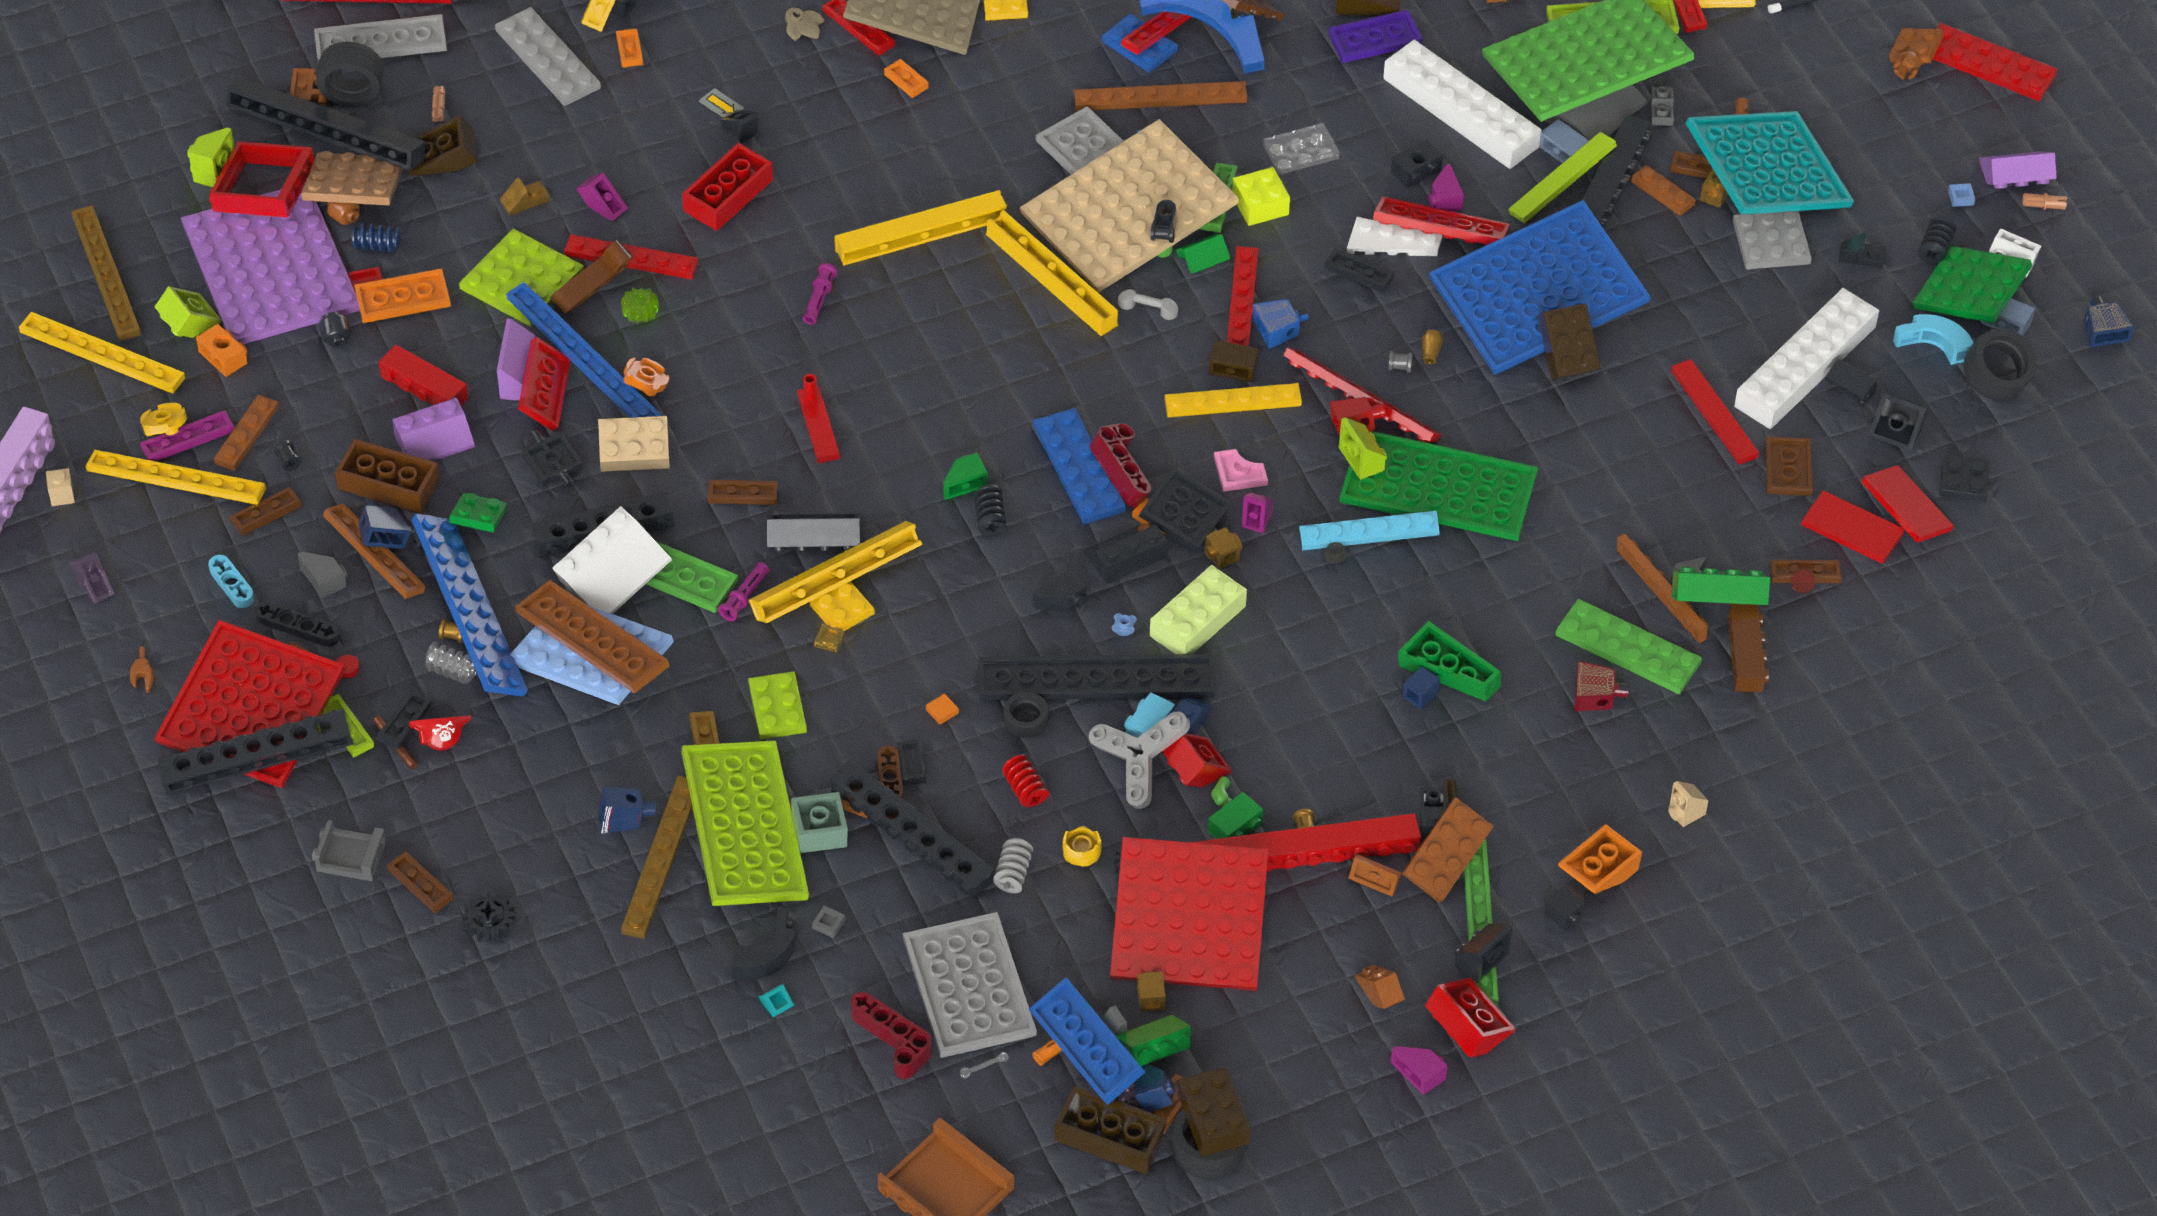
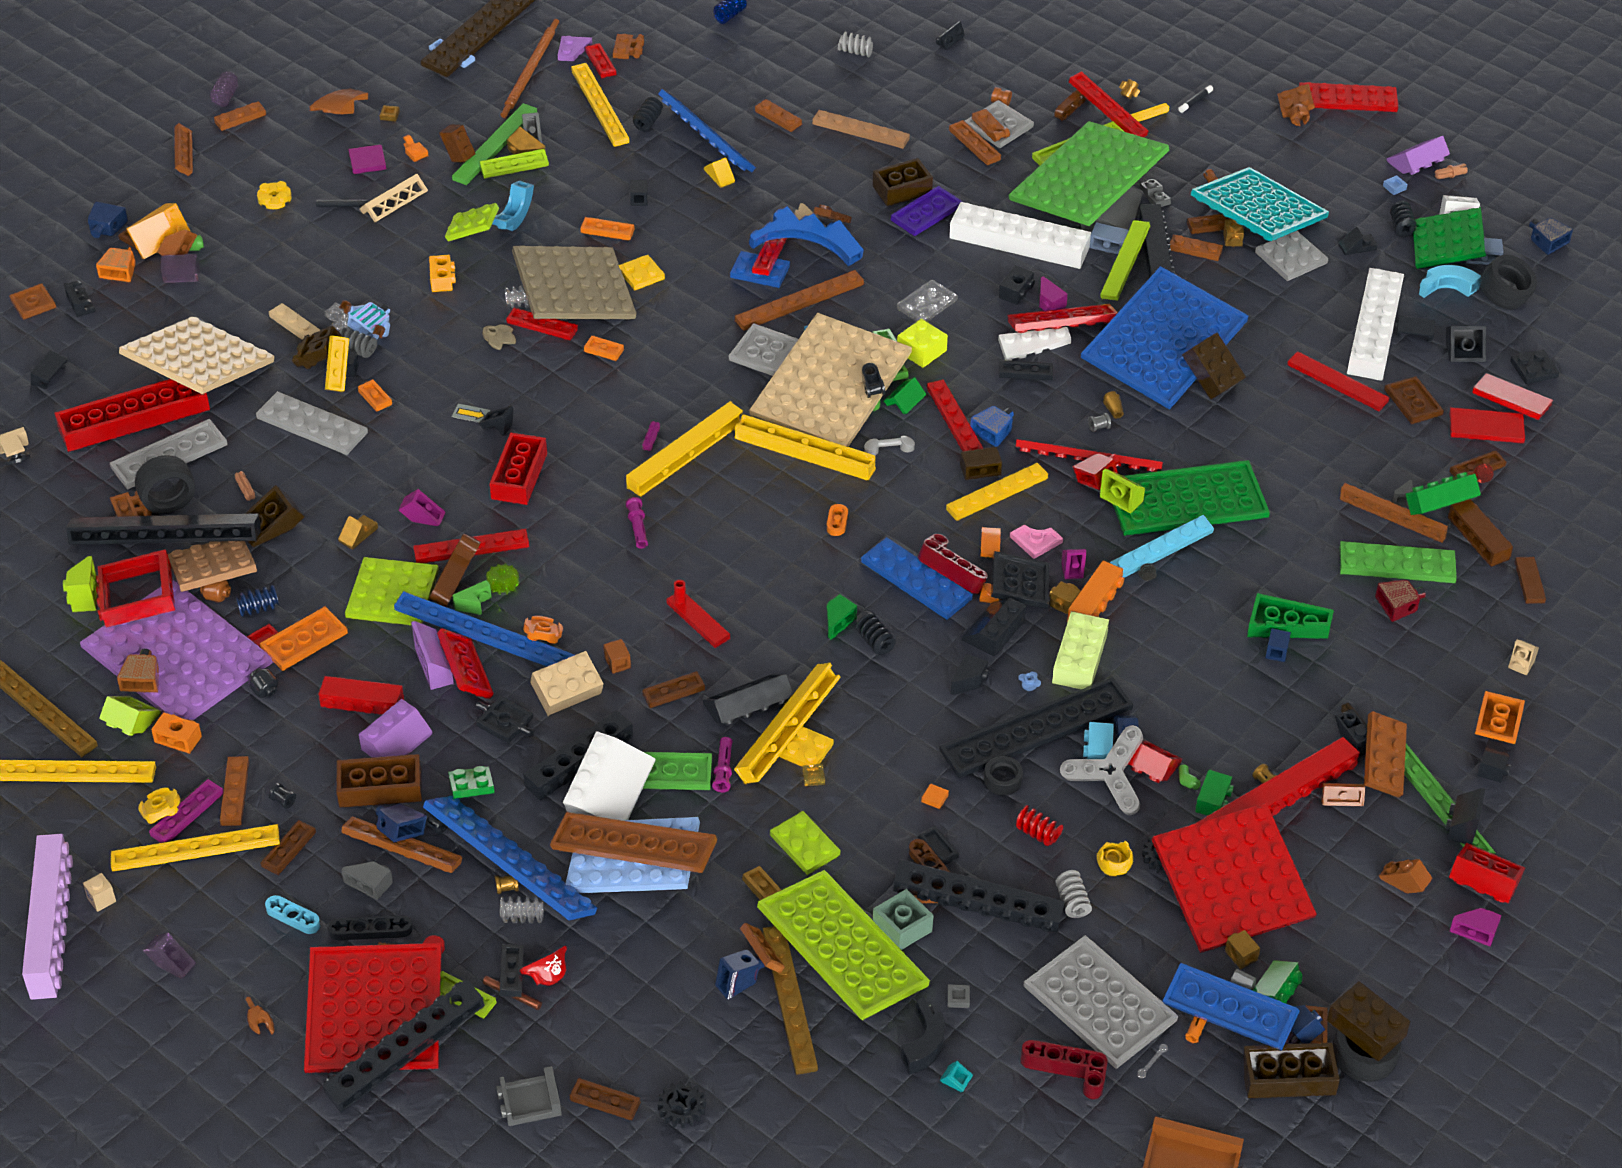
camera: 25 degrees left, 5 degrees down
(216, 273) = (139, 673): none -> dark orange torso
(593, 313) = (471, 598): none -> bright green slope
(660, 794) = (762, 947): none -> dark orange tile
(706, 434) = (617, 656): none -> dark orange brick
(895, 199) = (651, 436): none -> magenta axle
(1031, 372) = (837, 519): none -> orange plate
(1185, 454) = (990, 541): none -> orange slope
(1261, 554) = (1098, 590): none -> orange brick
(1766, 723) = (1530, 580): none -> reddish brown tile

